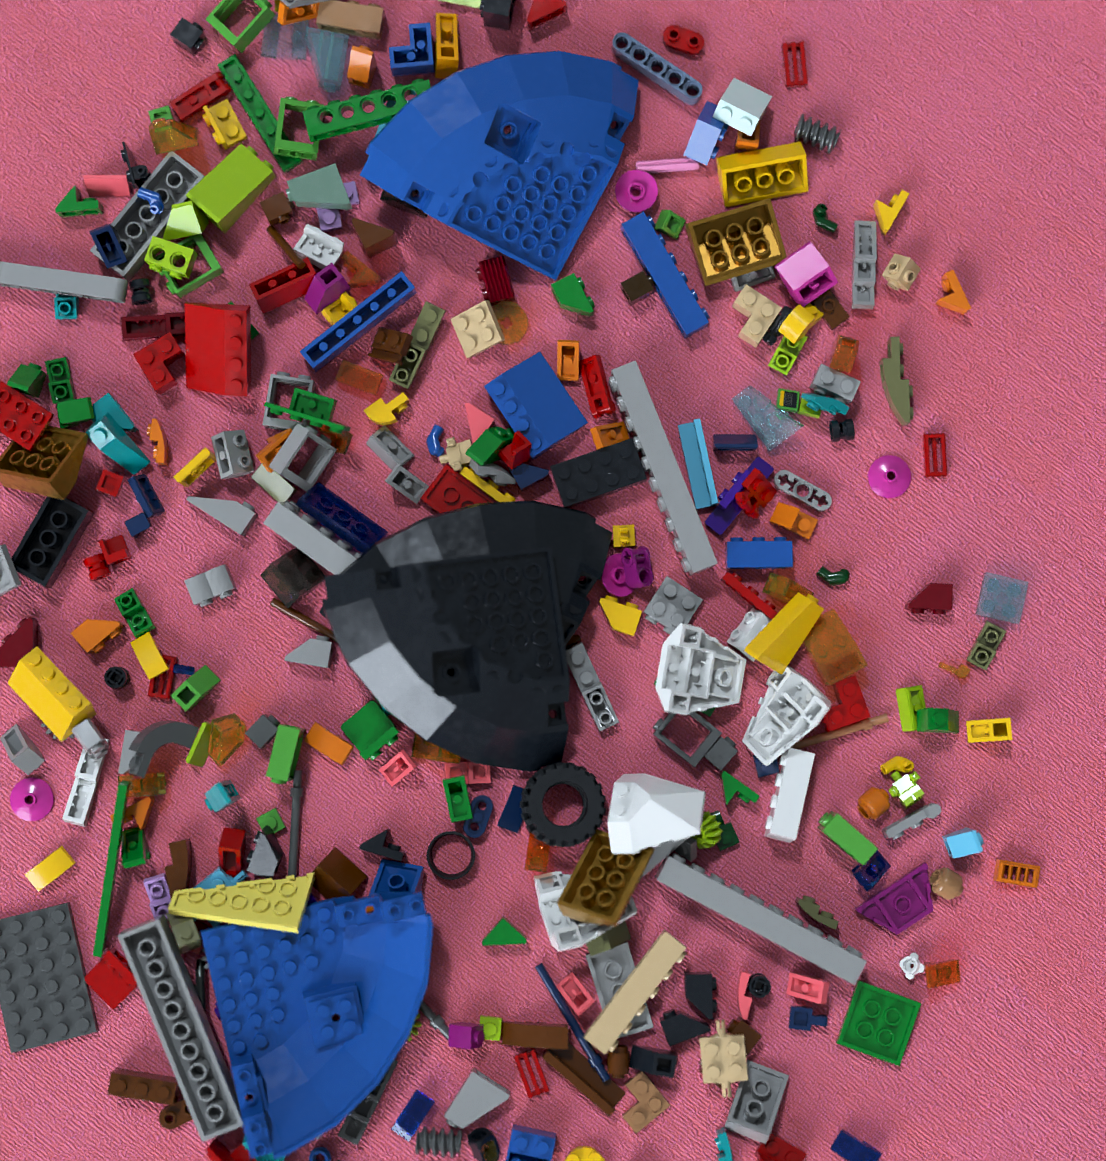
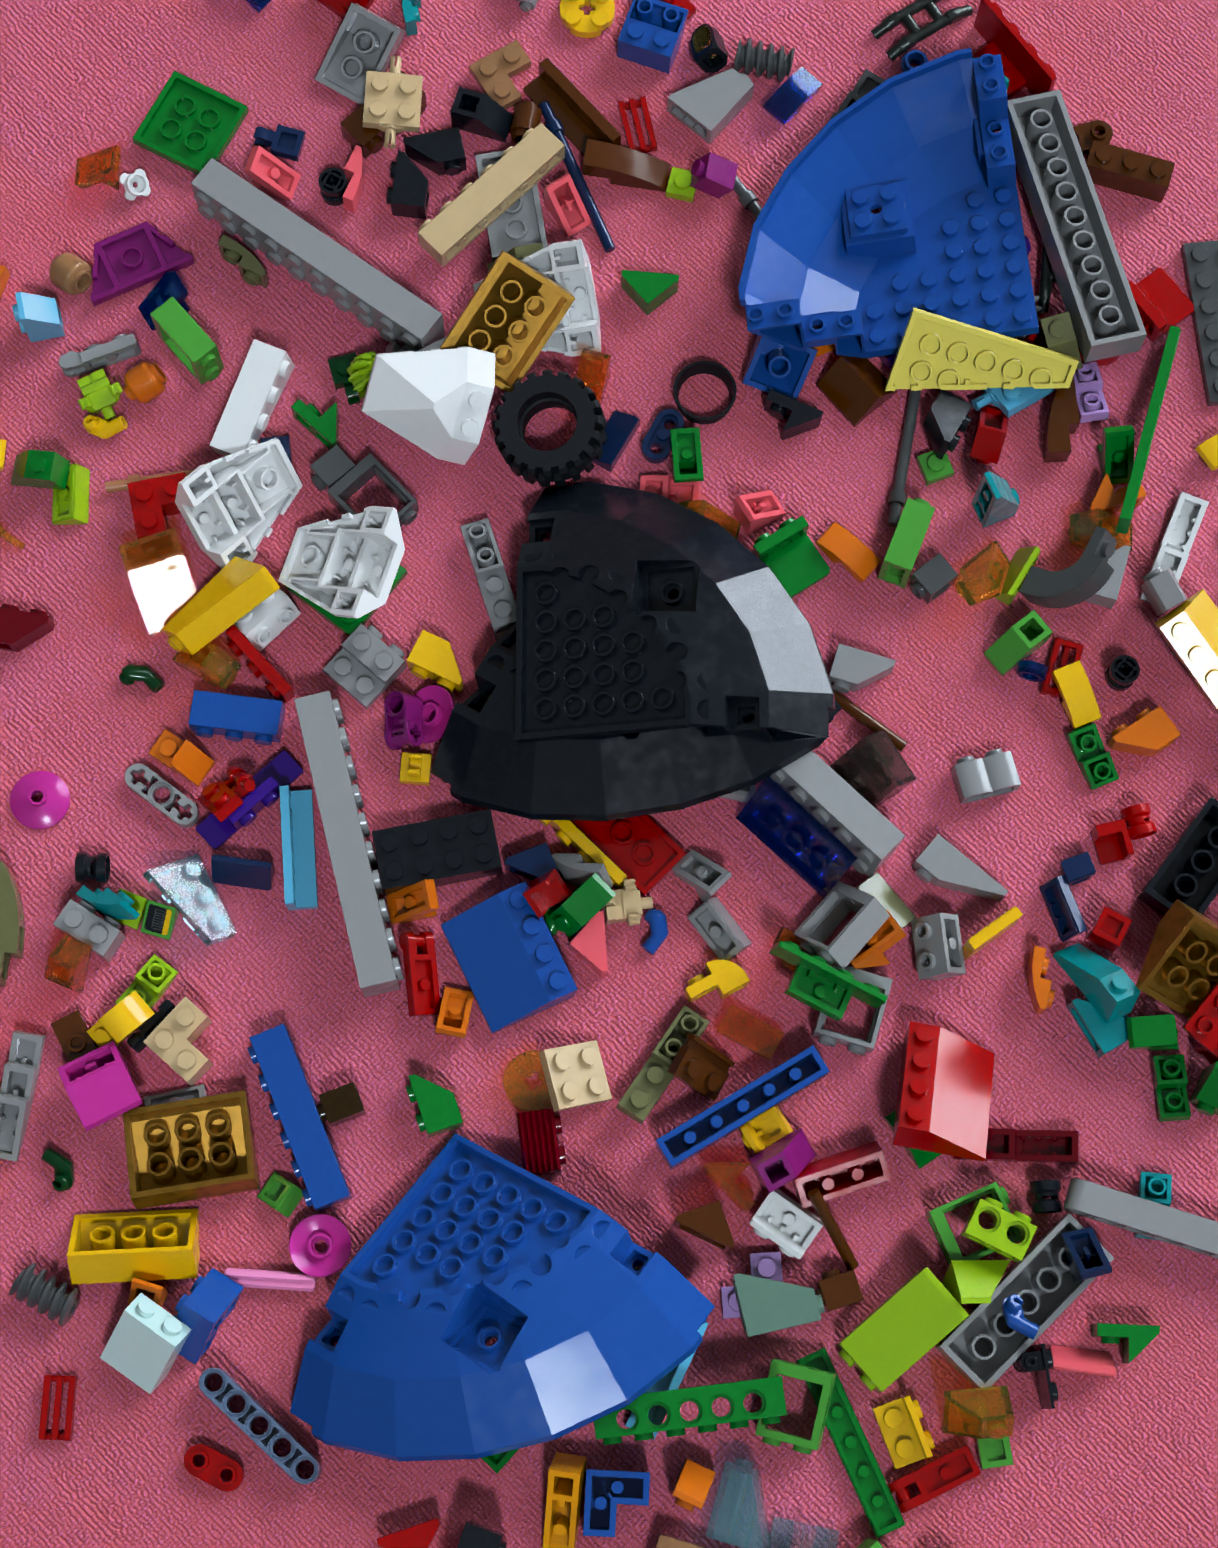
camera: 175 degrees left, 10 degrees down
(155, 361) = (1035, 1089): red brick -> none

